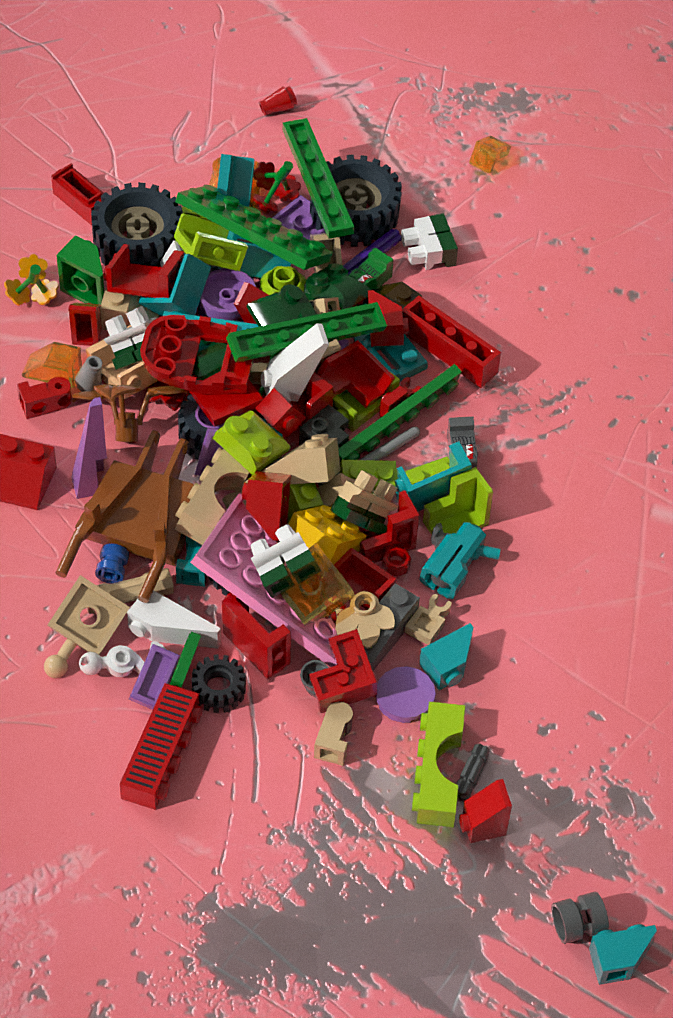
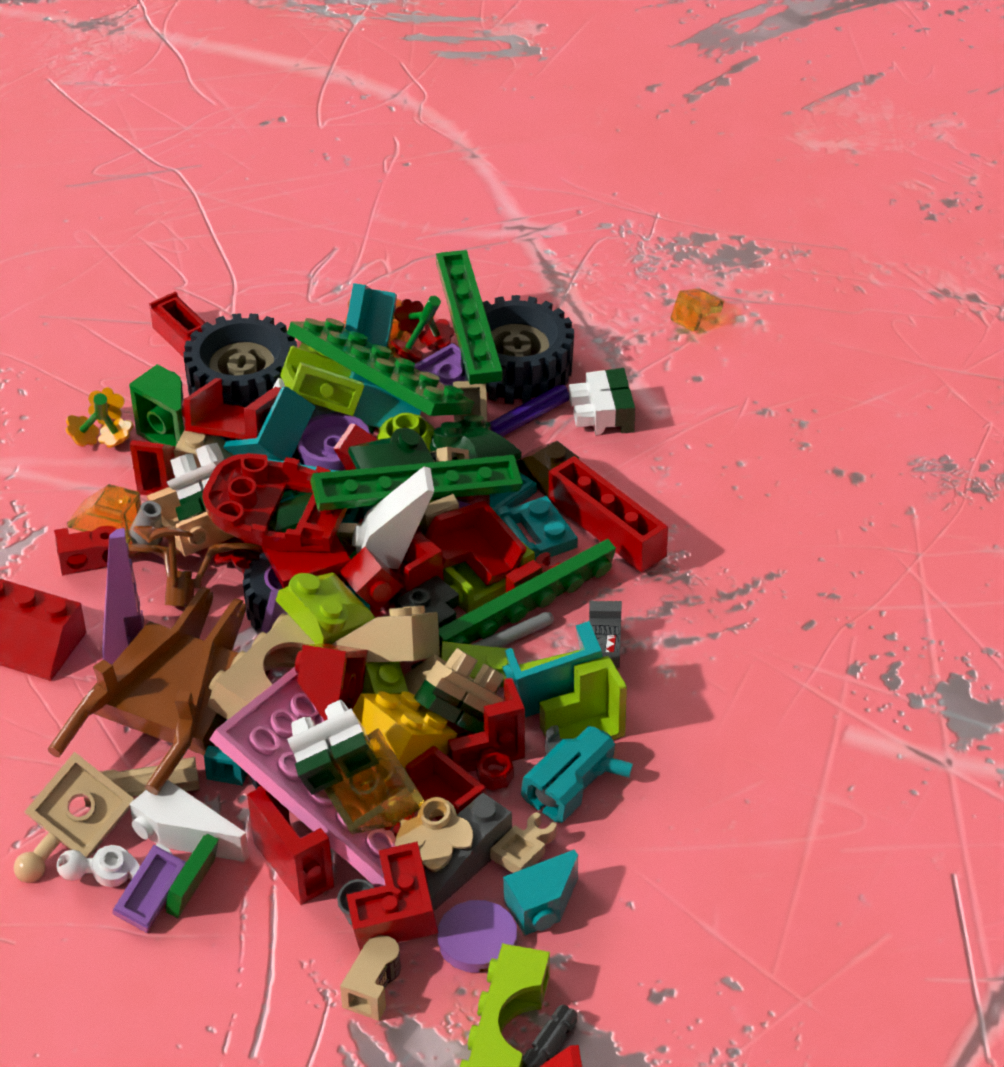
camera: 10 degrees right, 10 degrees down
(112, 563) = (128, 744): blue wheel -> none
(160, 747) = (139, 975): red brick -> none
(219, 668) = (237, 920): black tyre -> none
(280, 100) = (446, 239): red cone -> none
(374, 270) = (529, 429): green leg -> none
(396, 324) = (536, 487): red slope -> none

